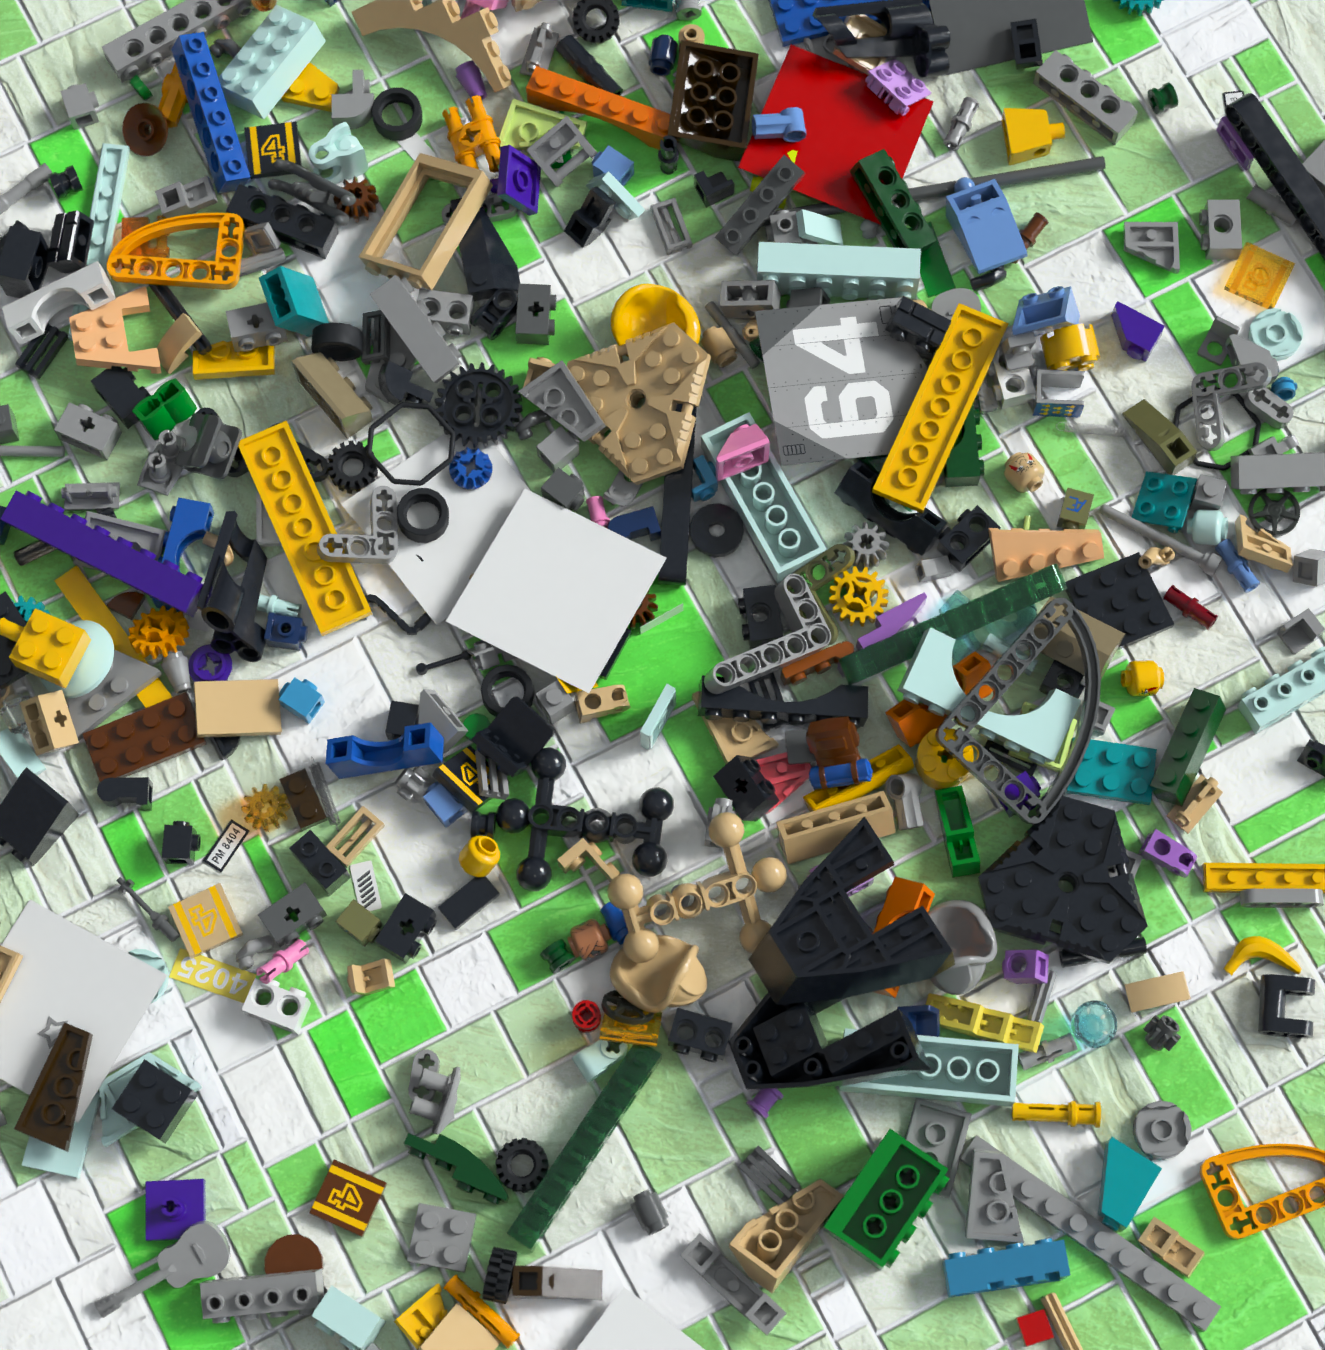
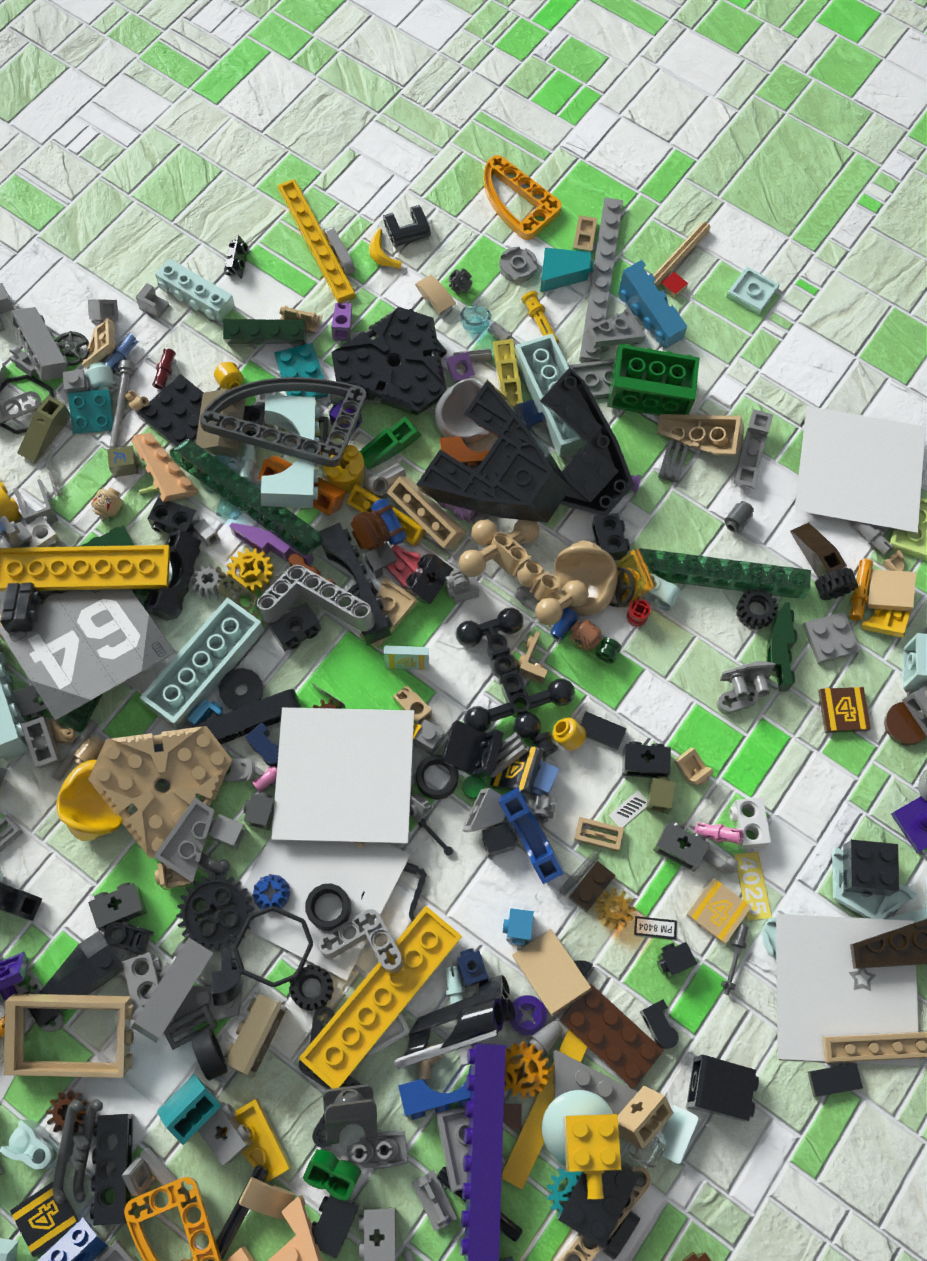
camera: 120 degrees left, 5 degrees down
(320, 862) = (634, 845): black brick -> none
(742, 451) = (175, 680): bright pink slope -> none

